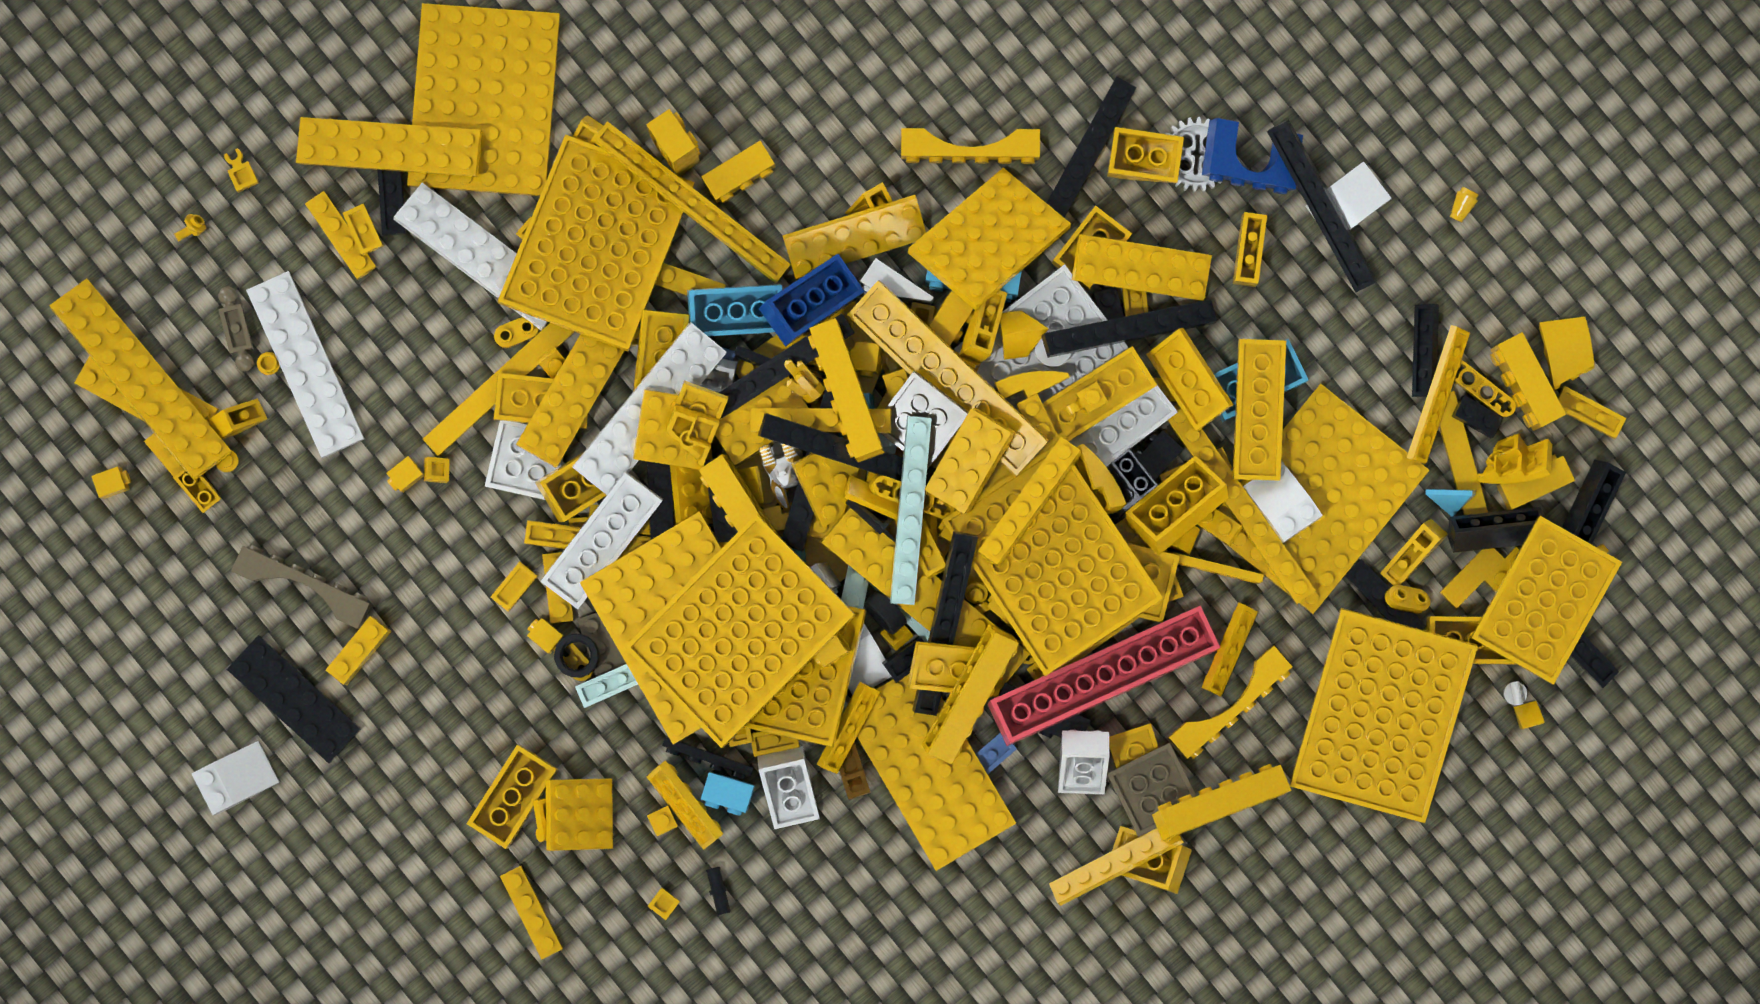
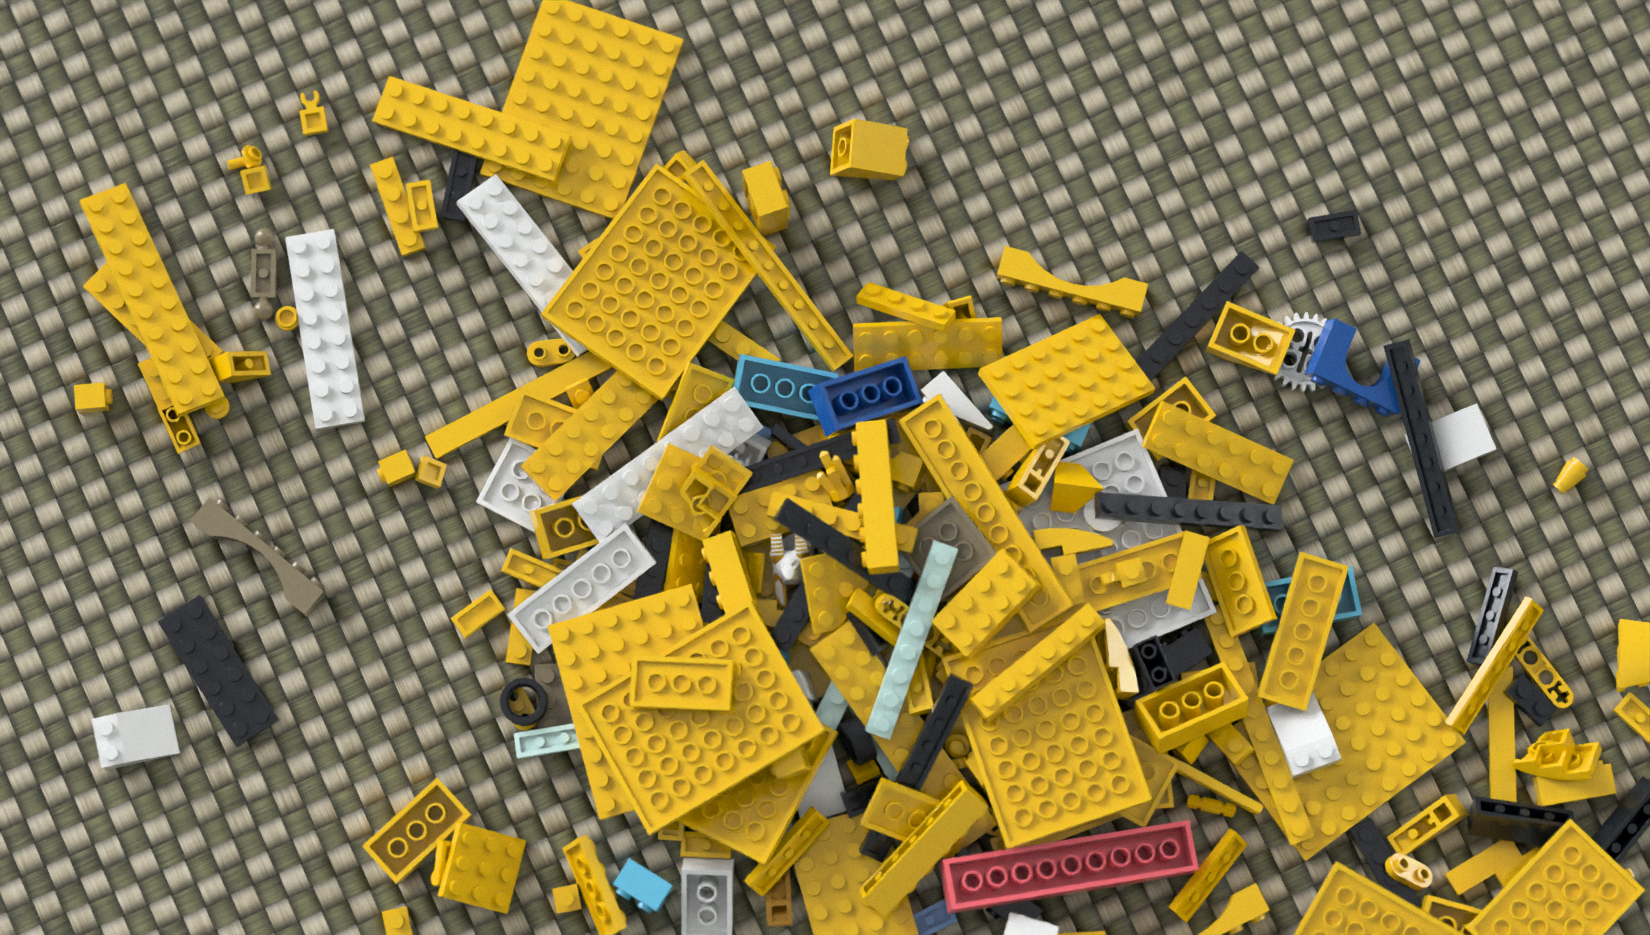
camera: 15 degrees right, 5 degrees down
(204, 244) = (255, 179): none -> yellow plate
(358, 650) = (299, 637): yellow brick -> none
(544, 635) = (496, 672): yellow brick -> none
(714, 604) = (681, 683): none -> yellow plate
(717, 762) = (640, 851): black plate -> none
(739, 172) = (824, 248): yellow brick -> none
(755, 72) = (869, 150): none -> yellow slope
(826, 207) = (906, 307): none -> yellow plate
(1142, 382) = (1187, 570): none -> yellow tile
(1194, 32) = (1334, 226): none -> black plate
(1216, 586) = (1211, 805): none -> yellow axle
(1249, 249) = (1335, 464): yellow brick -> none
(1450, 500) = (1479, 779): medium azure slope -> none
(1527, 382) = (1591, 676): yellow brick -> none

